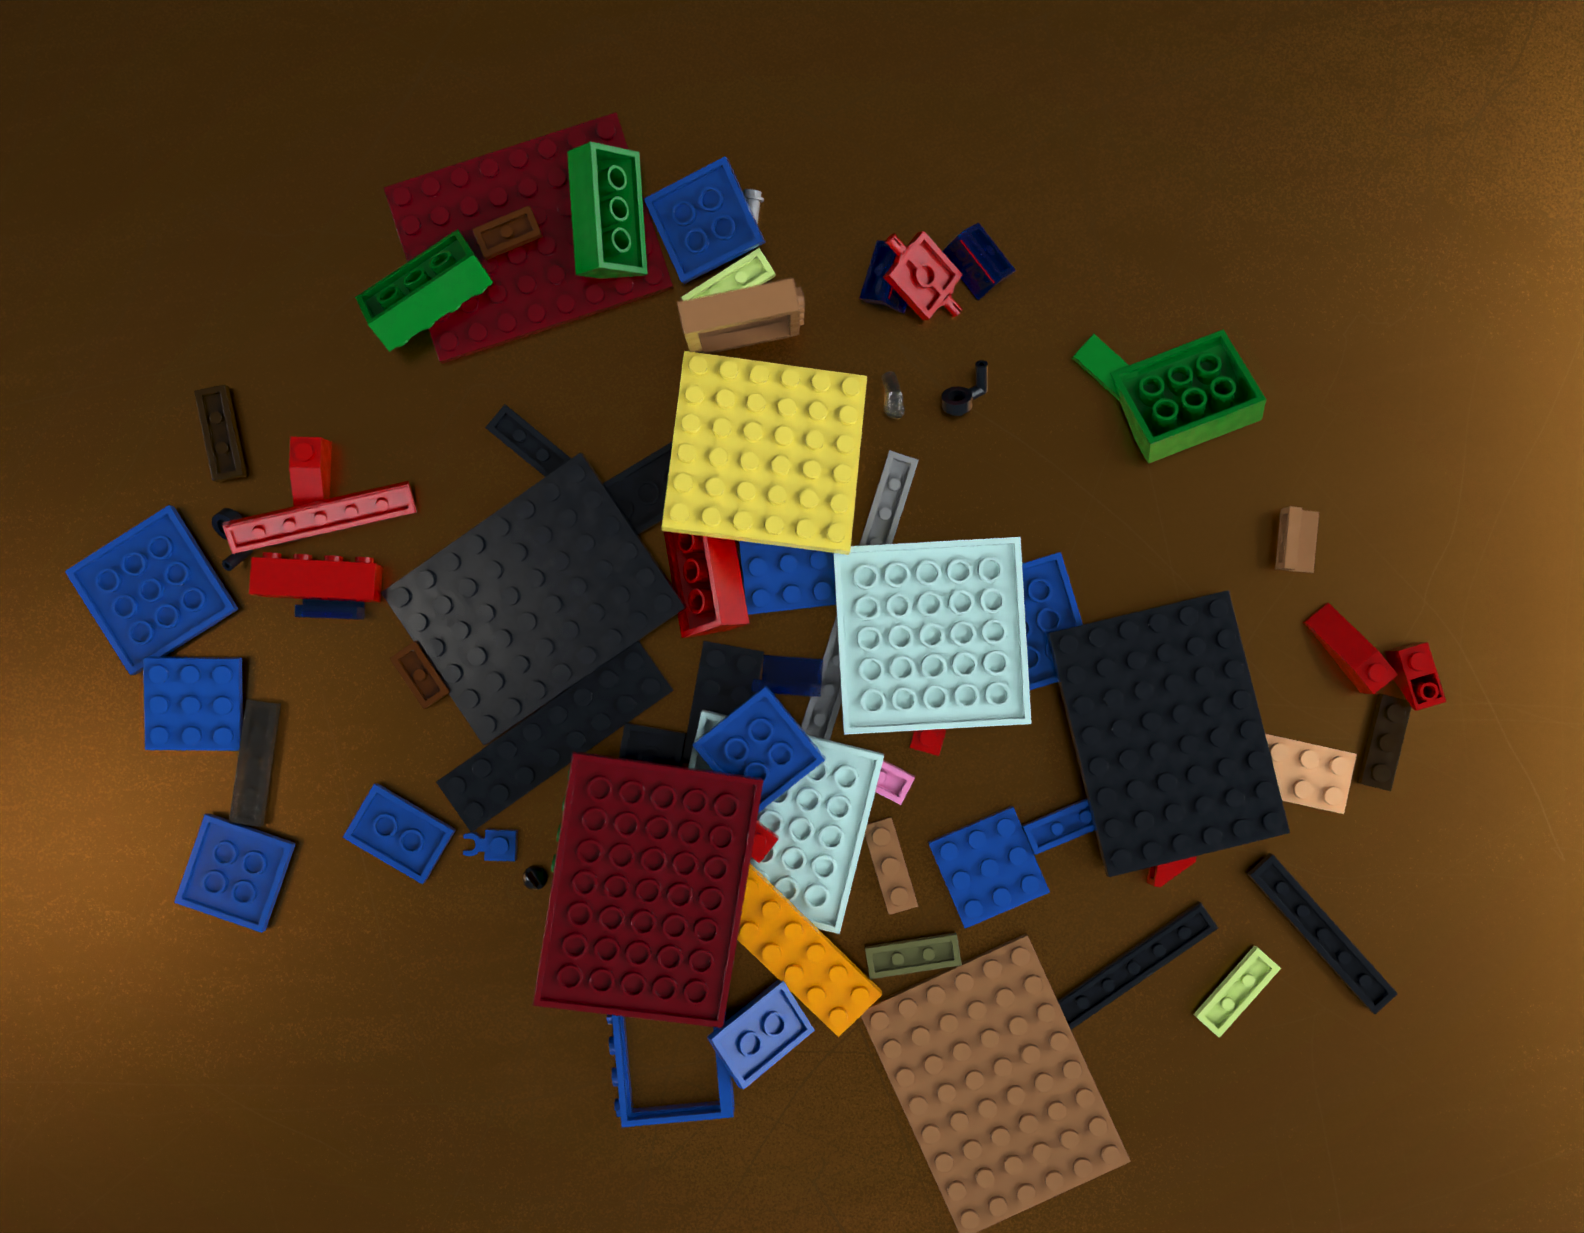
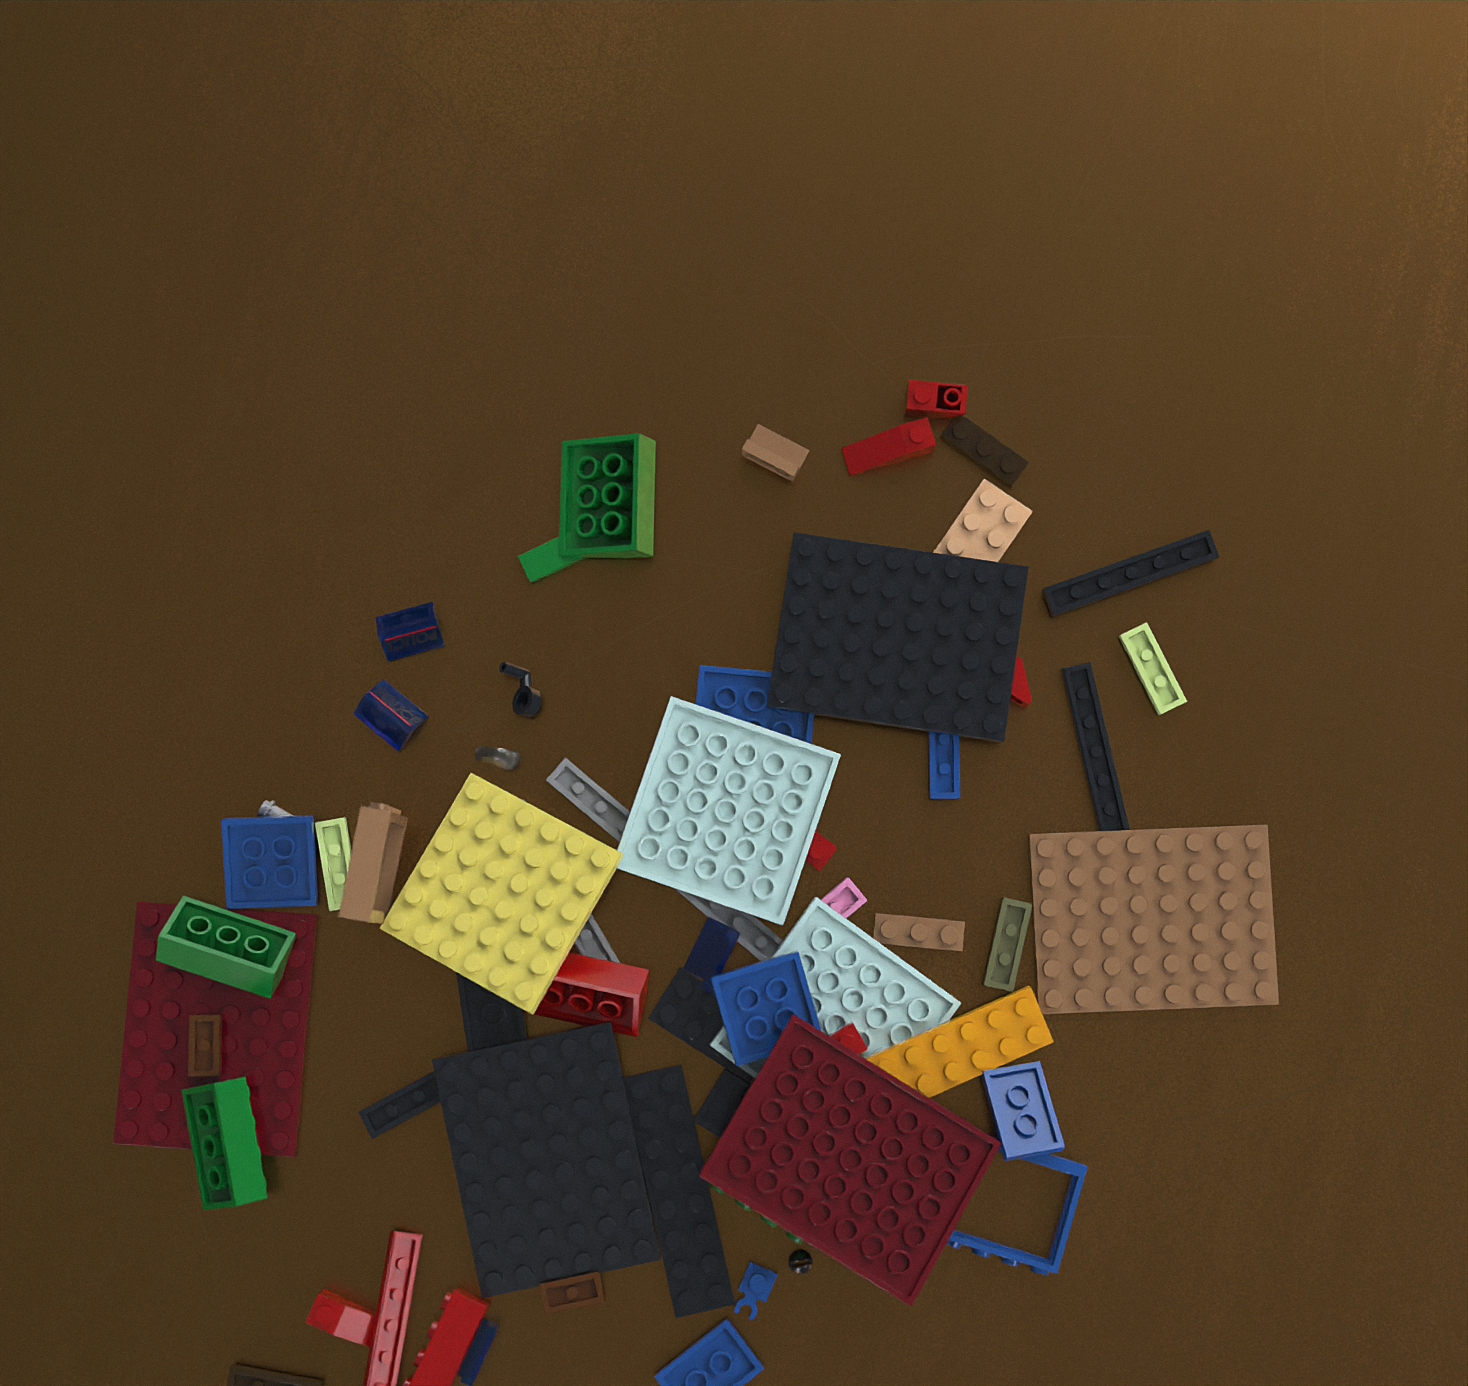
camera: 70 degrees left, 5 degrees down
(785, 577) = (621, 920): blue plate -> none
(923, 275) = (403, 686): red plate -> none
(988, 867) = (955, 843): blue plate -> none

